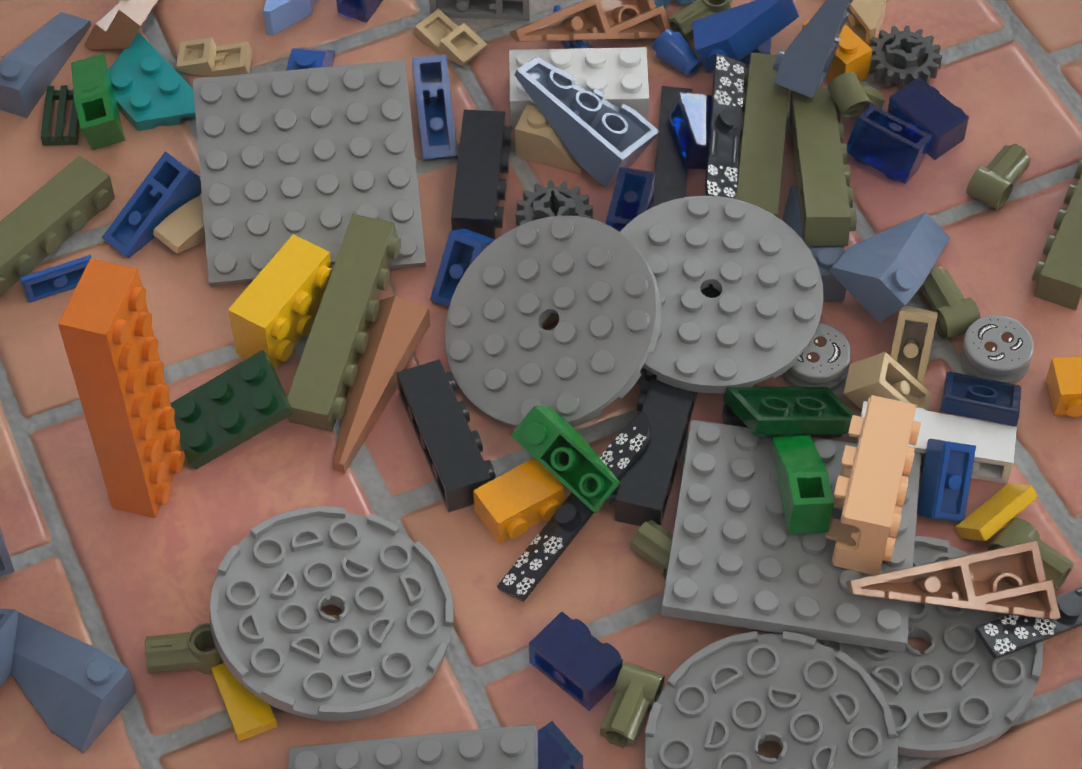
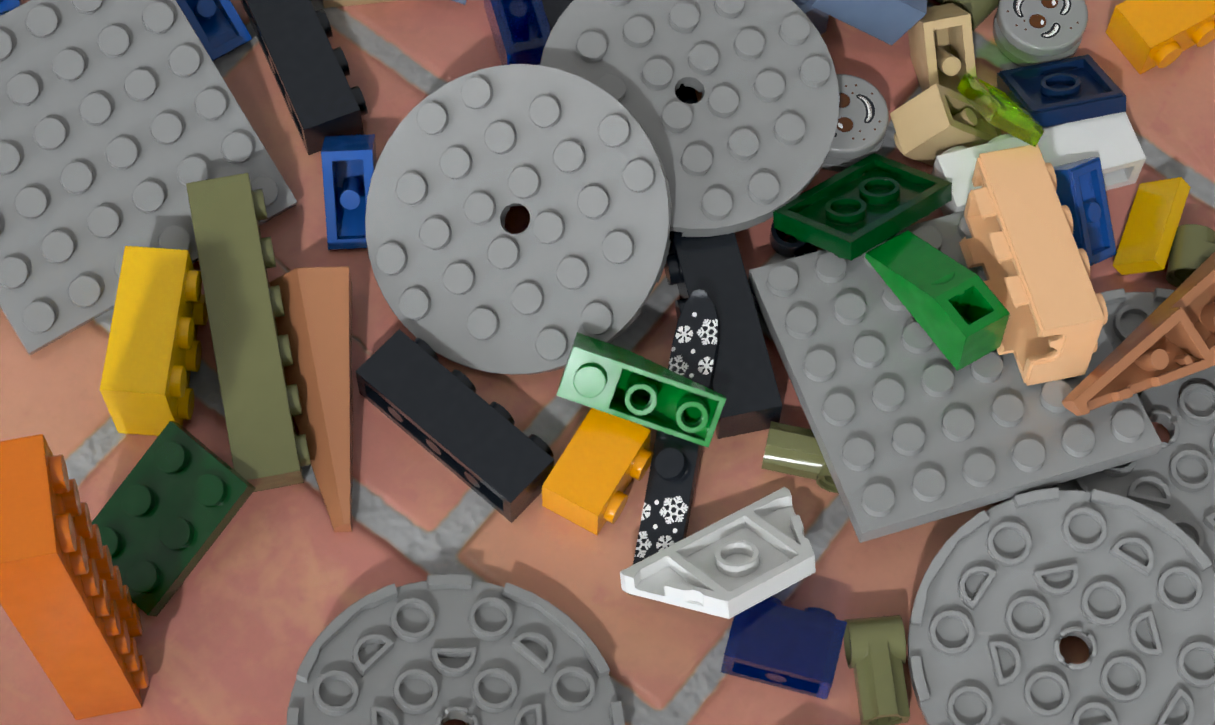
camera: 30 degrees left, 10 degrees up
(551, 202) = (425, 63): dark grey gear -> none
(567, 589) = (729, 561): none -> white wing
(914, 381) = (1000, 109): none -> clear neon green tile

